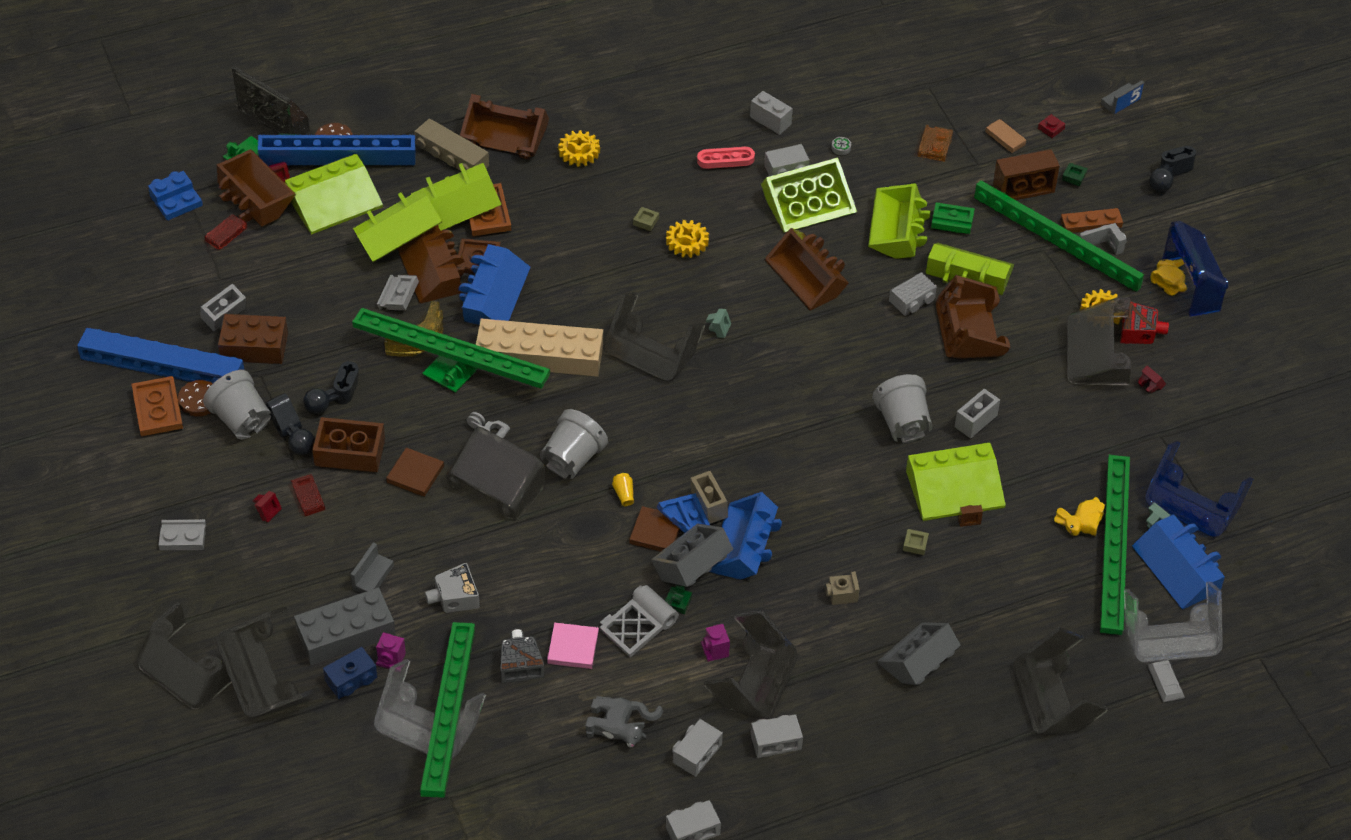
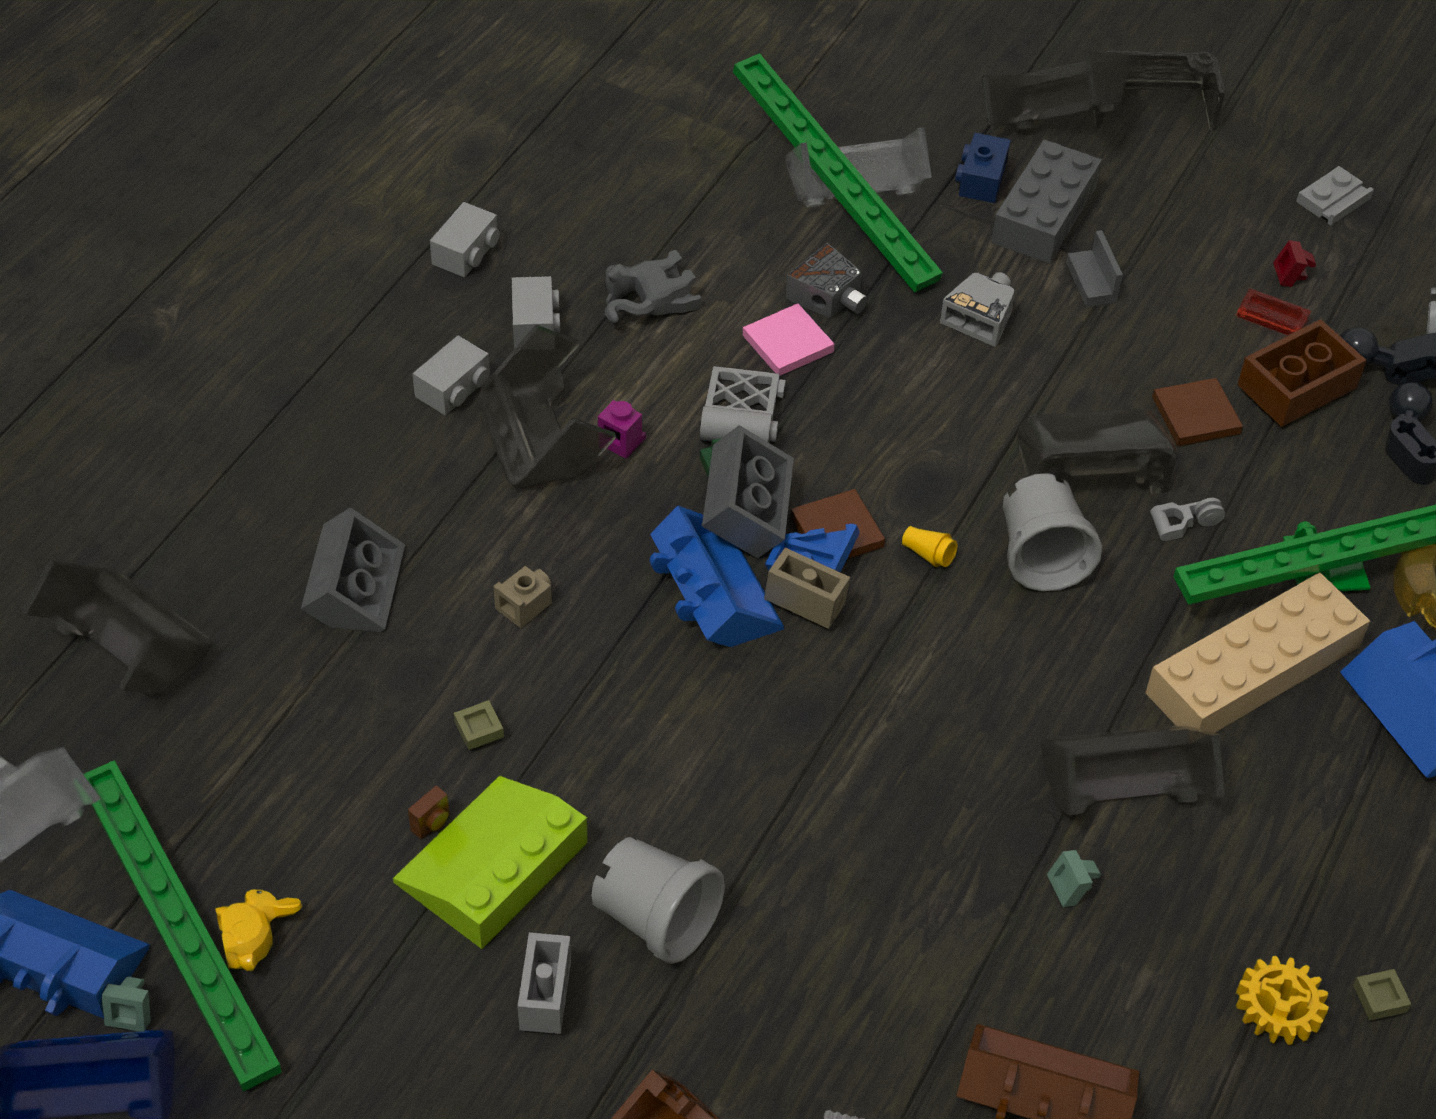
camera: 140 degrees right, 0 degrees up
(390, 650) = (970, 198): magenta brick -> none

